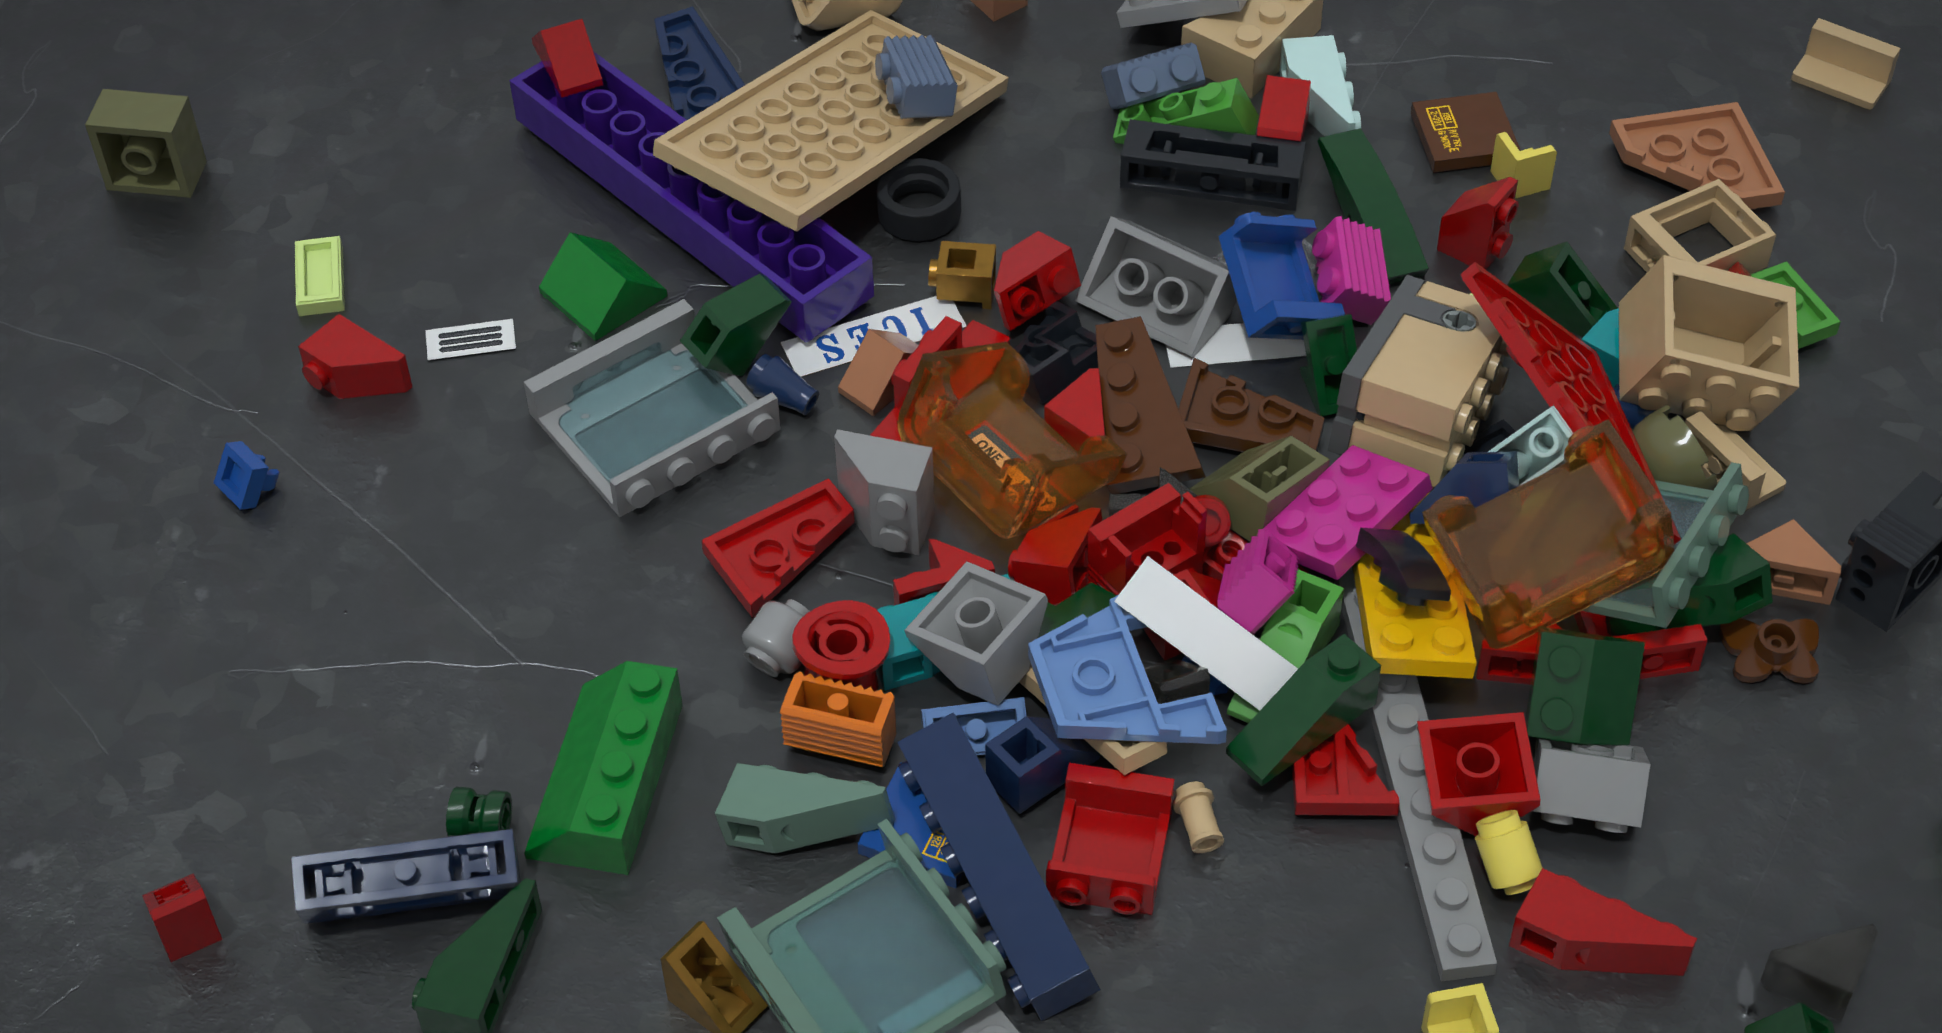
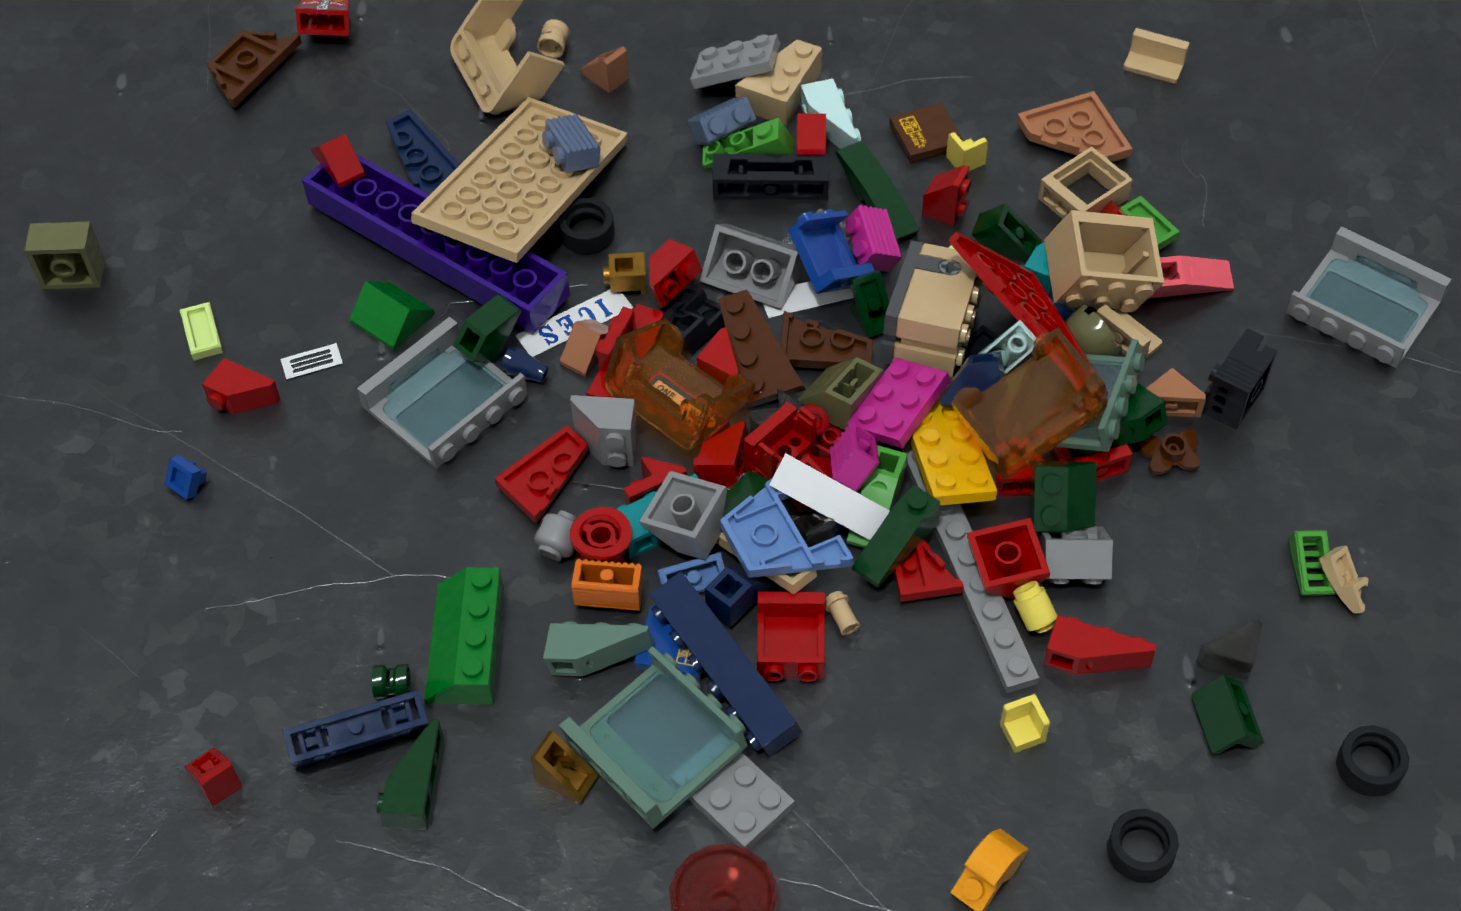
camera: 10 degrees left, 5 degrees up
(1405, 566) = (944, 434): black slope -> none
(1849, 389) = (1193, 276): none -> coral slope

